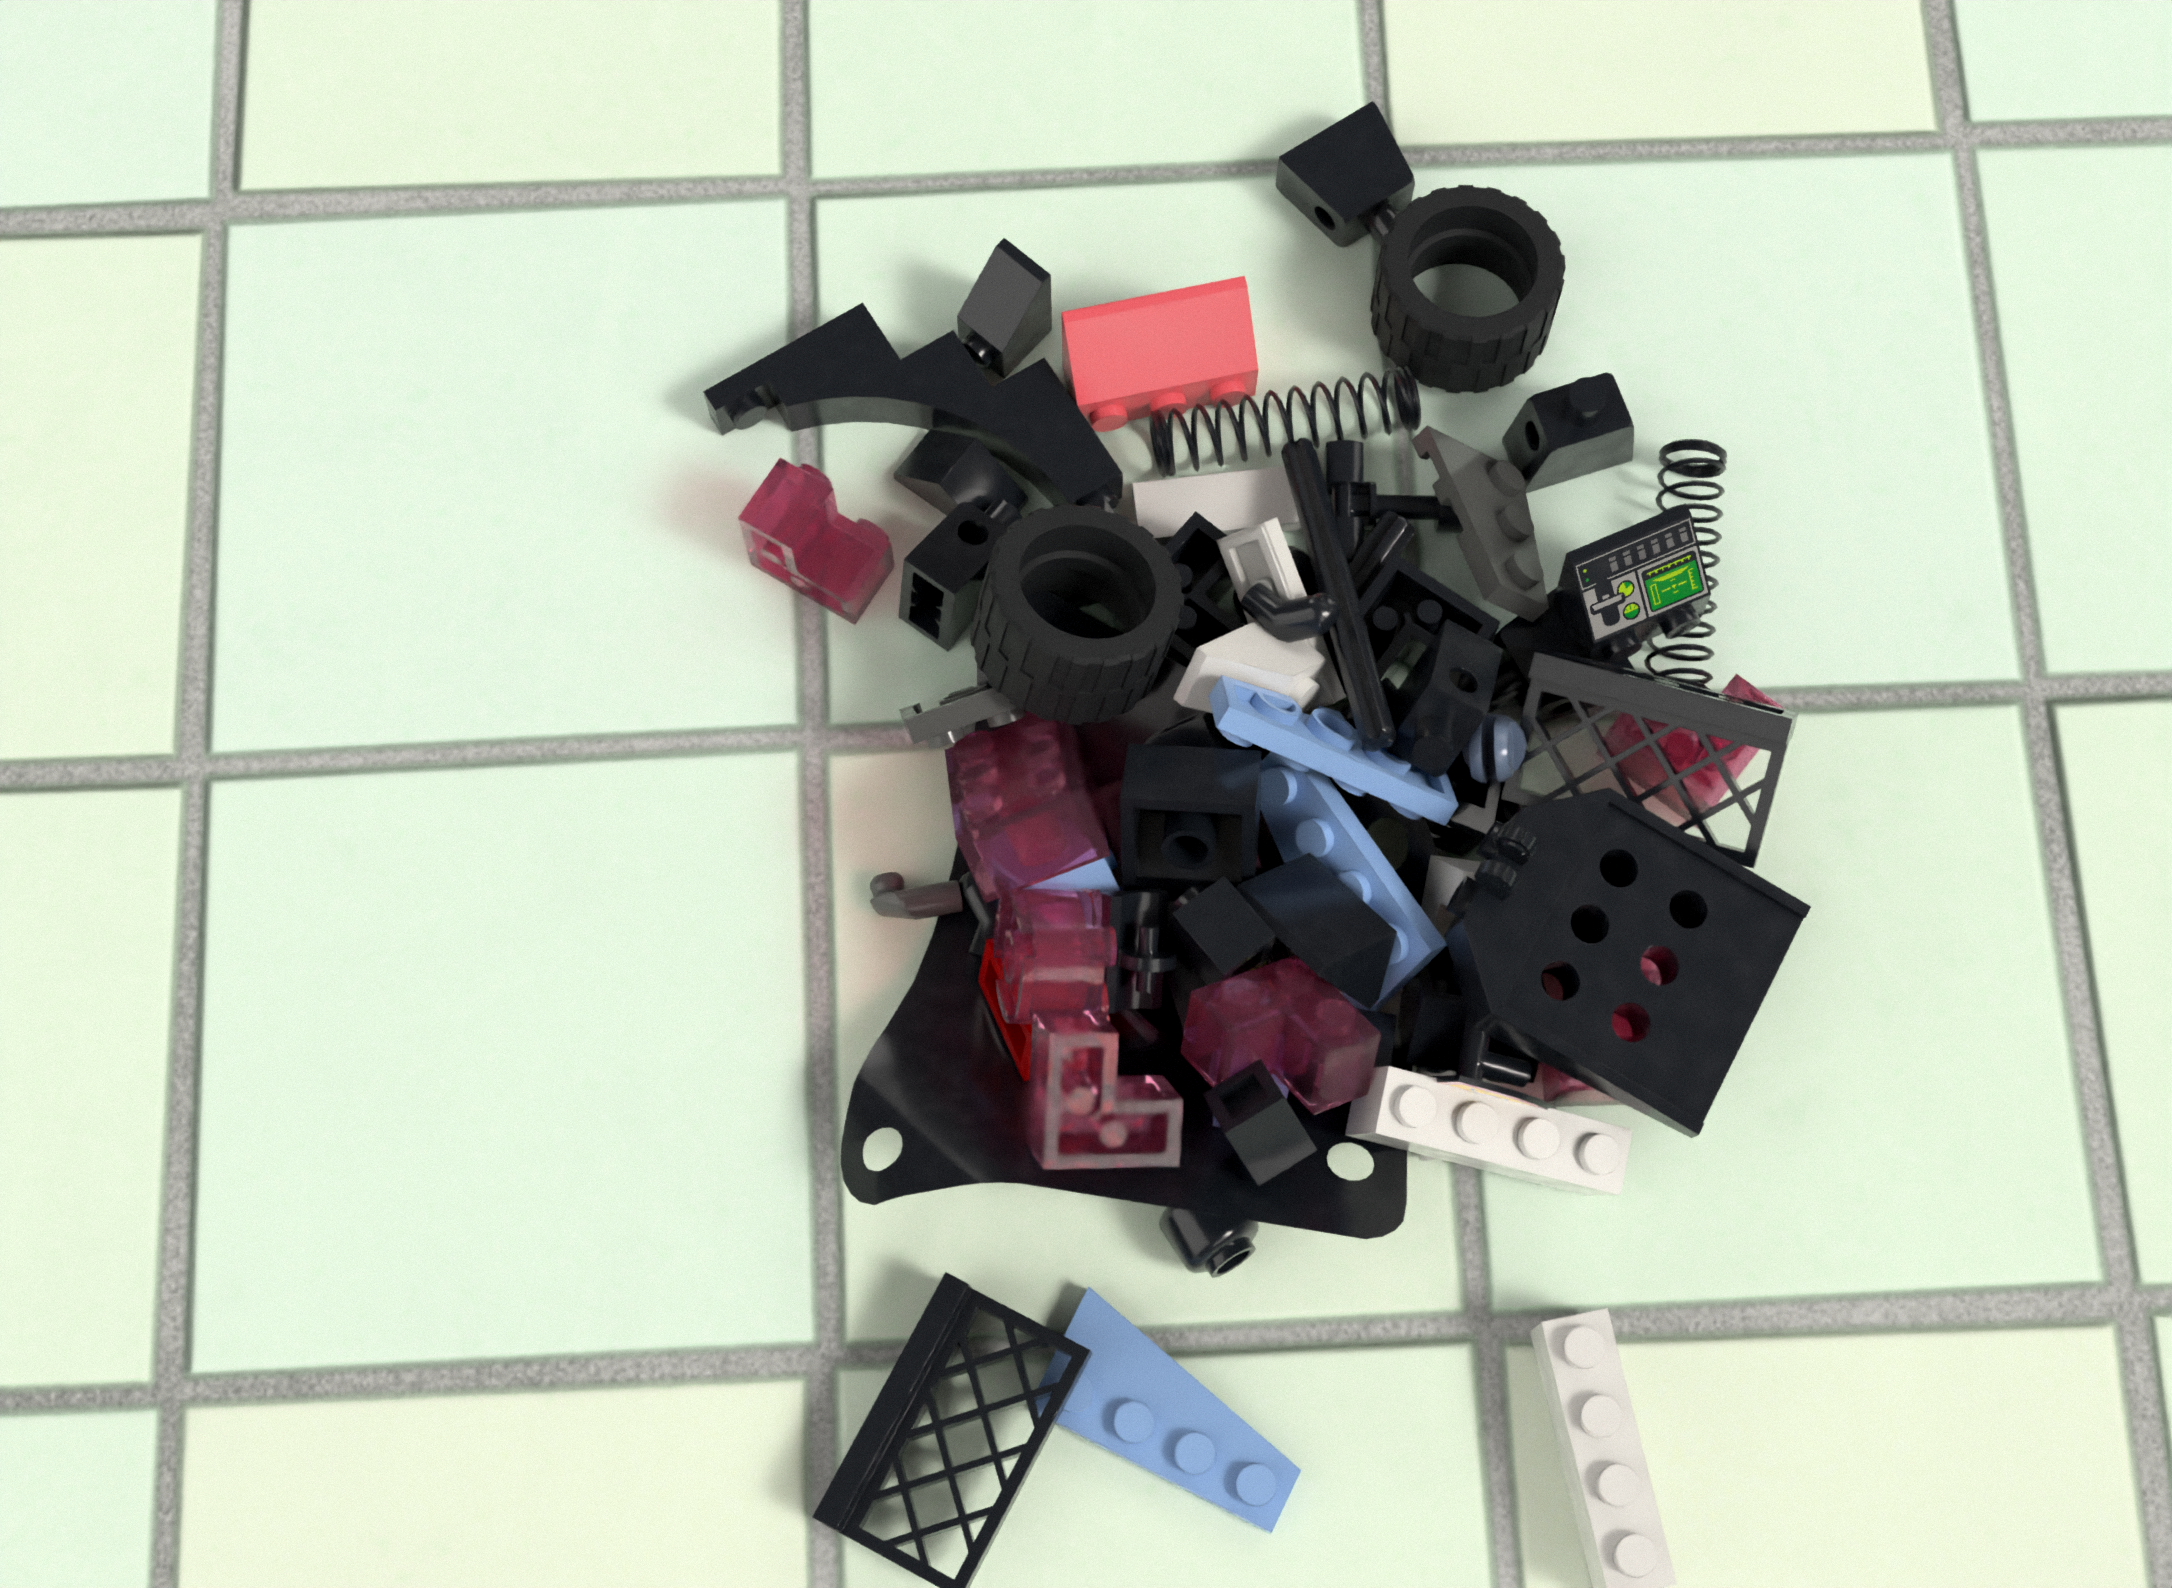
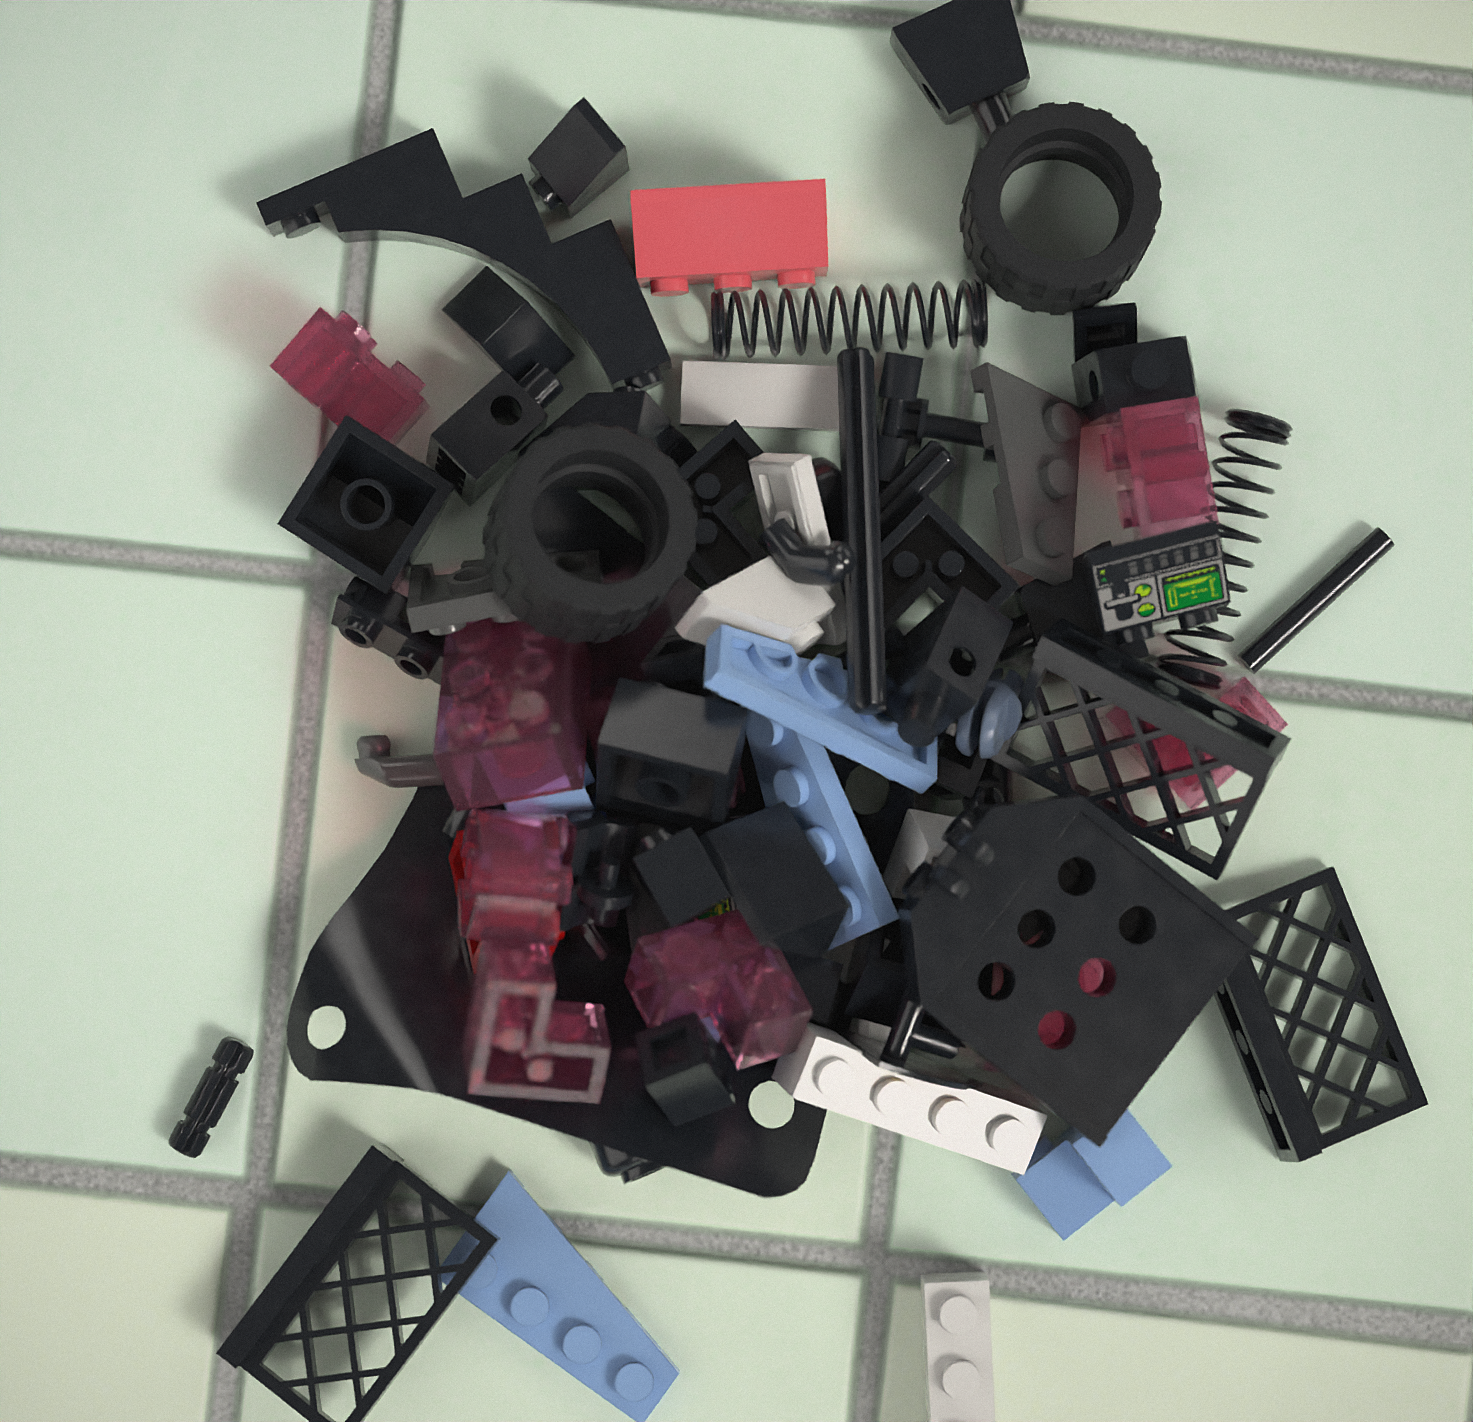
camera: 10 degrees right, 15 degrees up
(769, 1260) = (211, 1097): none -> black axle
(851, 647) = (368, 505): none -> black slope
(868, 765) = (371, 620): none -> black hinge
(1517, 388) = (1103, 327): none -> black slope
(1605, 482) = (1163, 464): none -> clear pink brick
(1685, 1182) = (1077, 1180): none -> light blue brick
(1784, 611) = (1315, 600): none -> black bar
(1831, 1043) = (1265, 1050): none -> black fence

